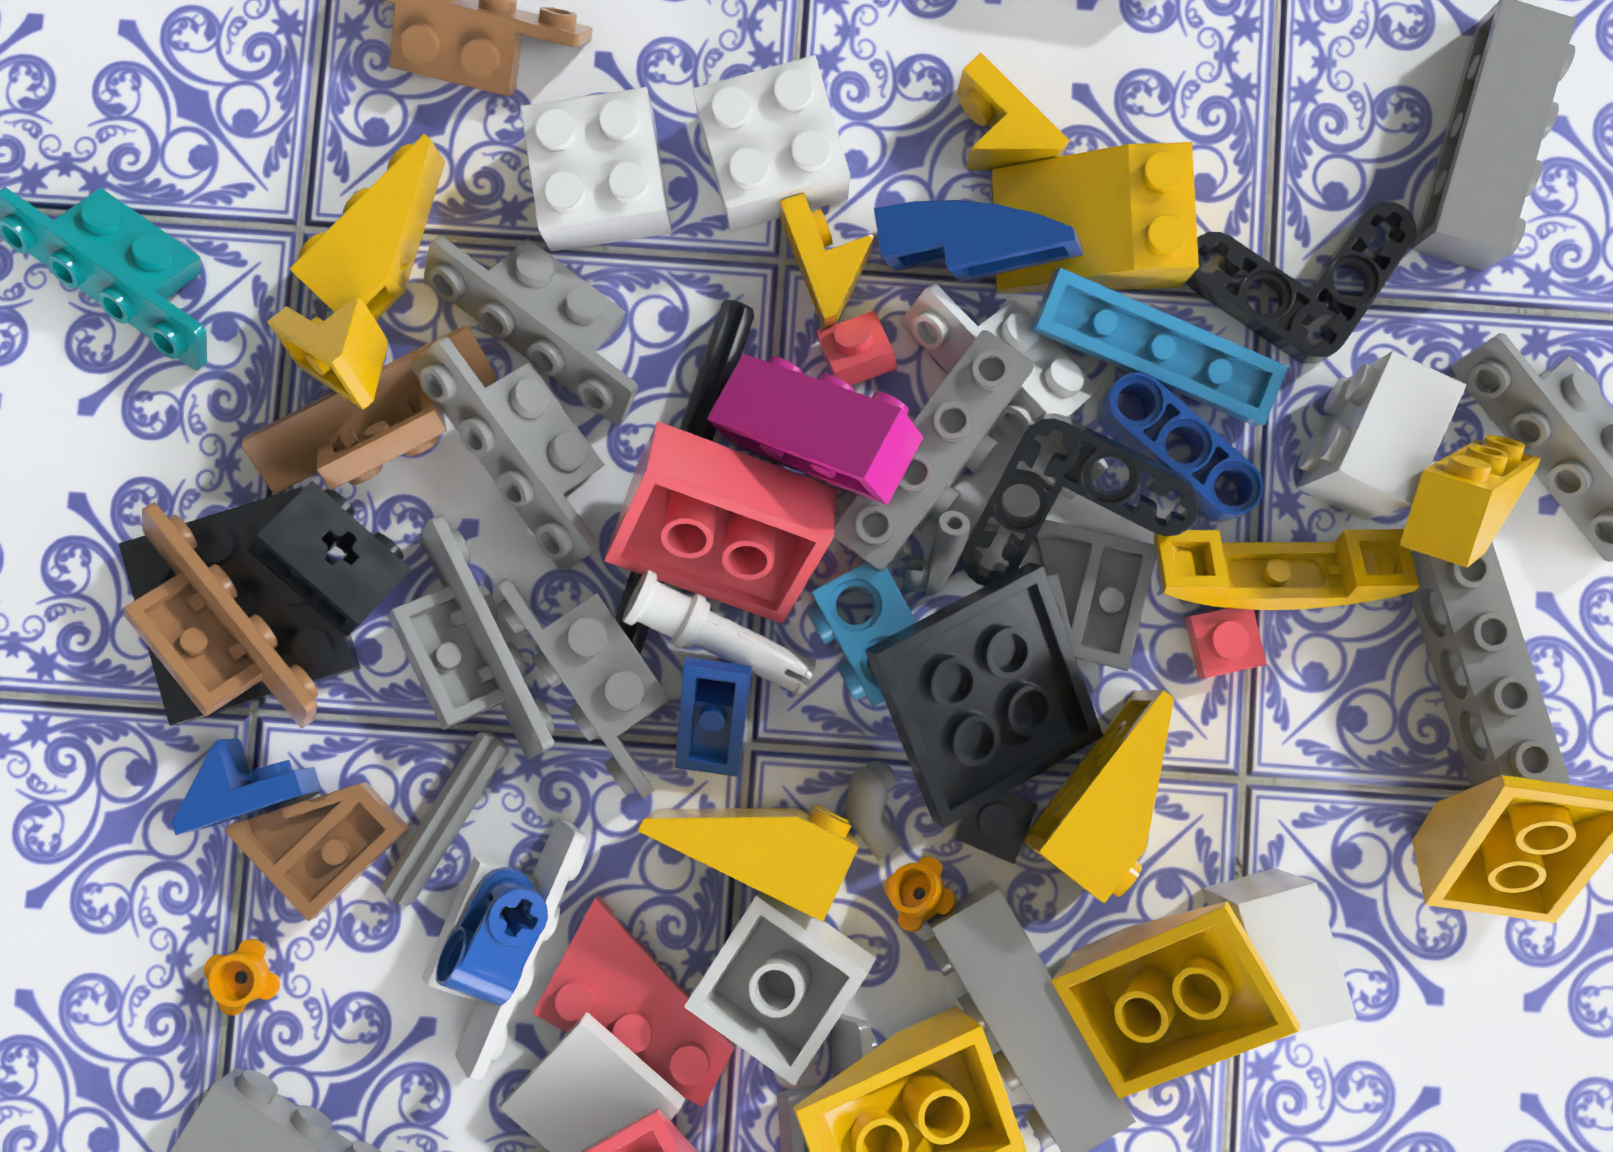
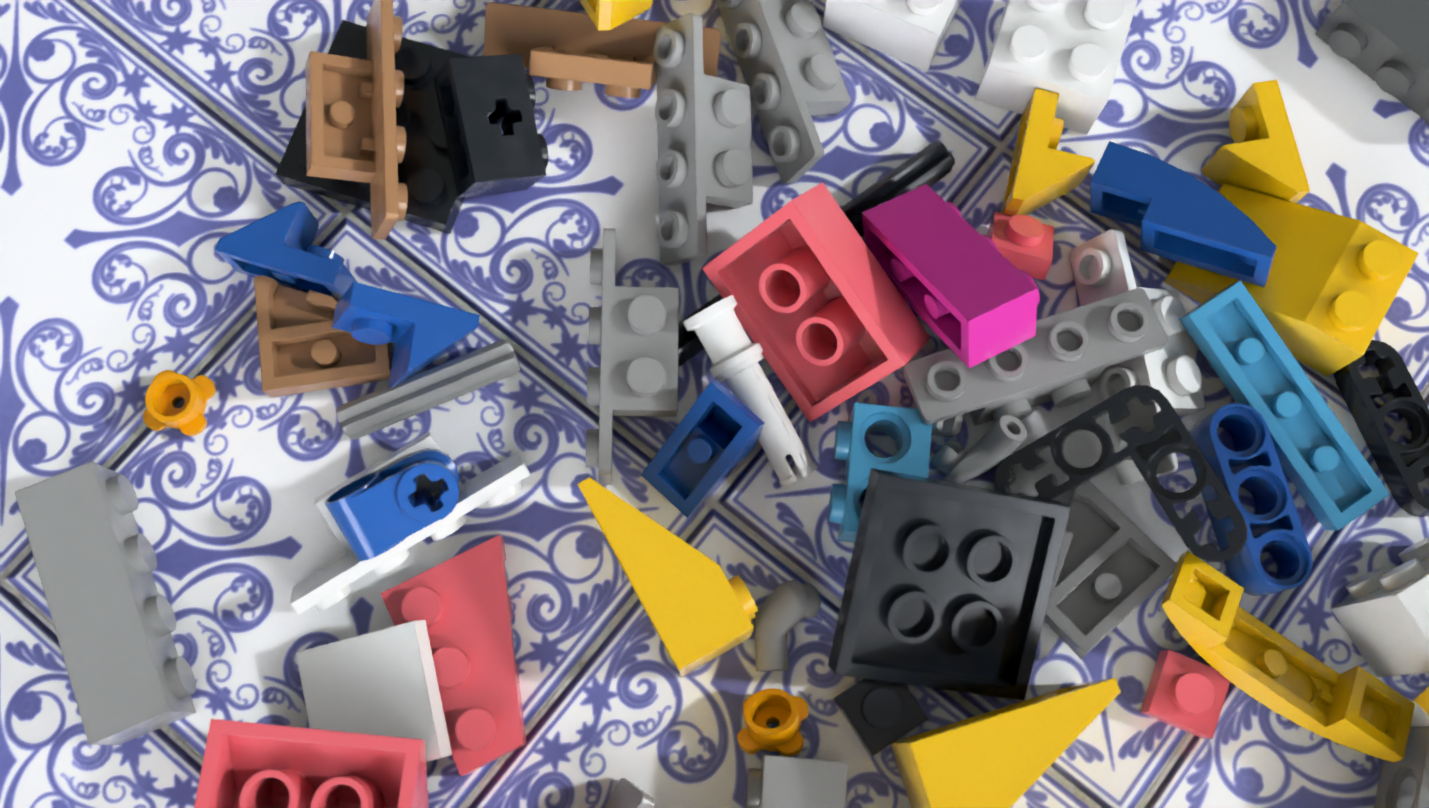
camera: 35 degrees right, 10 degrees down
(405, 782) = (416, 326): none -> blue slope
(461, 650) = (538, 267): light grey bracket -> none
(780, 985) = (602, 711): white brick -> none

